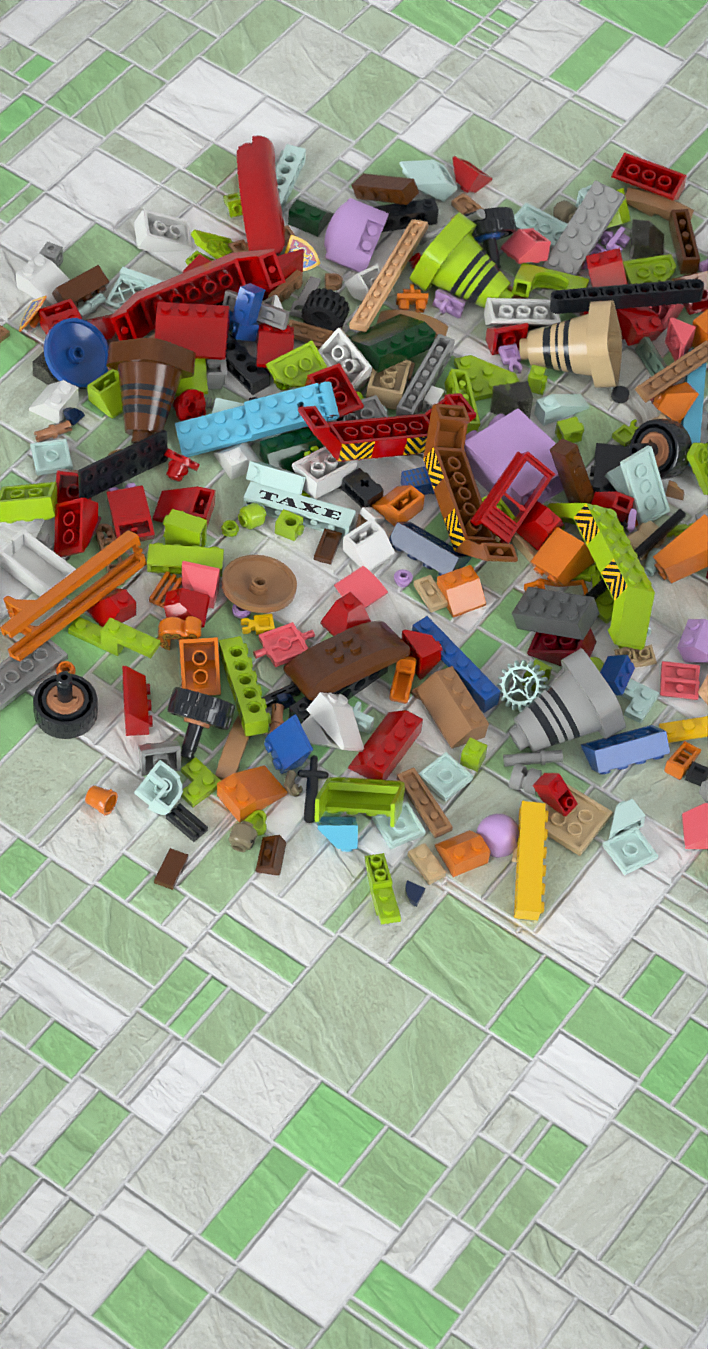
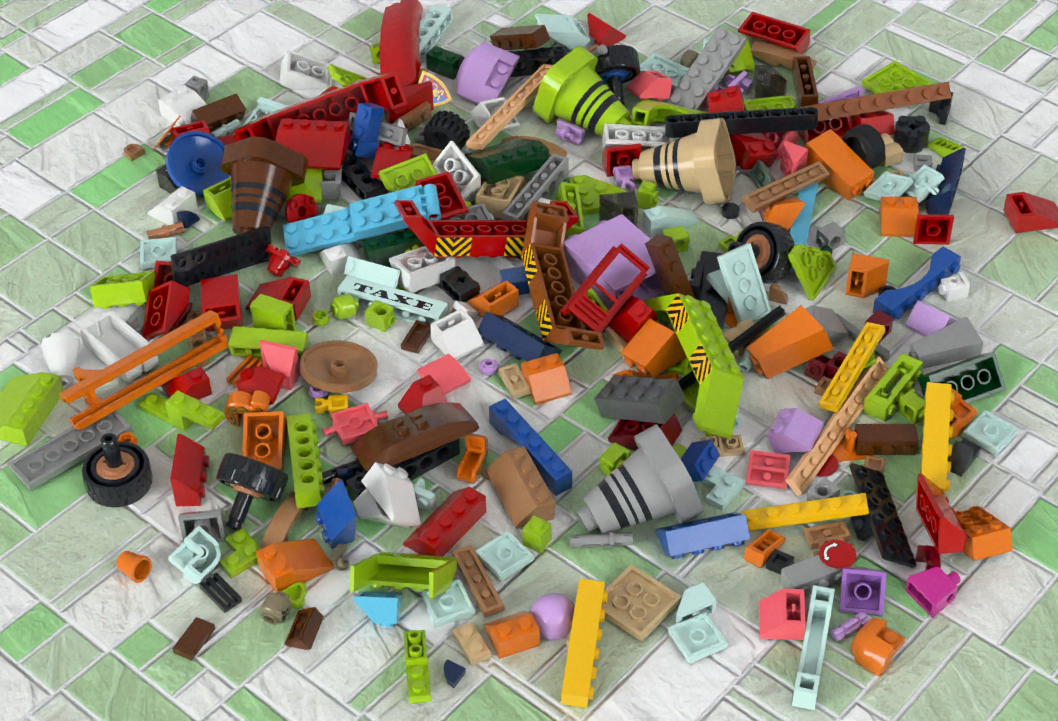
camera: 10 degrees right, 10 degrees down
(311, 787) = (362, 552): black sword -> none
(333, 281) = (462, 112): medium nougat tile -> none
(412, 297) = (534, 127): orange hips -> none
(424, 649) = (496, 429): red slope -> none
(515, 690) = (583, 473): light aqua gear -> none
(524, 778) = (587, 559): light grey wheel -> none
(555, 793) = (619, 574): red slope -> none
(616, 501) = (716, 298): red slope -> none
(631, 520) = (729, 317): lavender piece -> none

